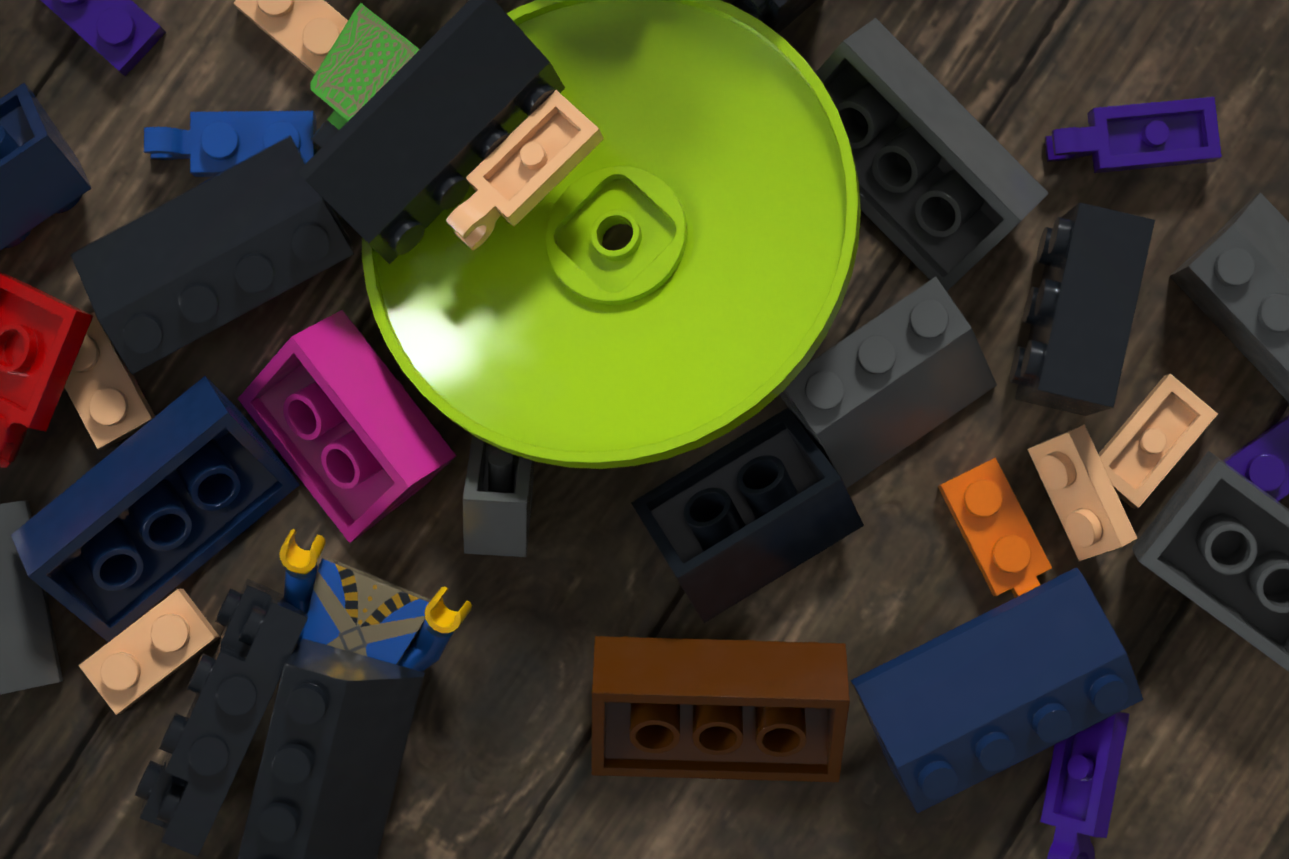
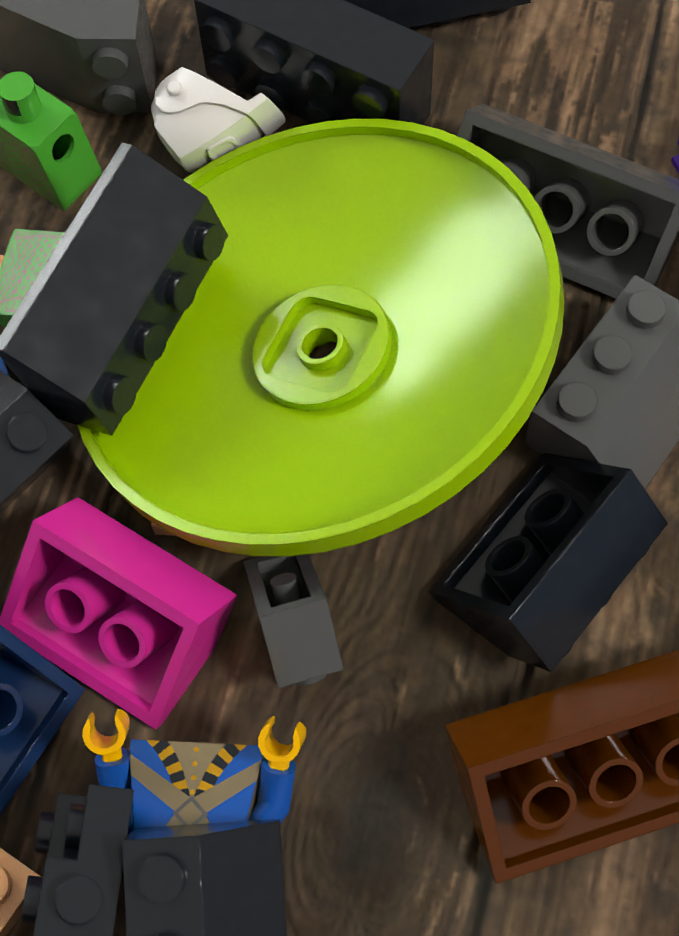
camera: 15 degrees left, 20 degrees down
(524, 168) = (214, 301): light nougat plate -> none

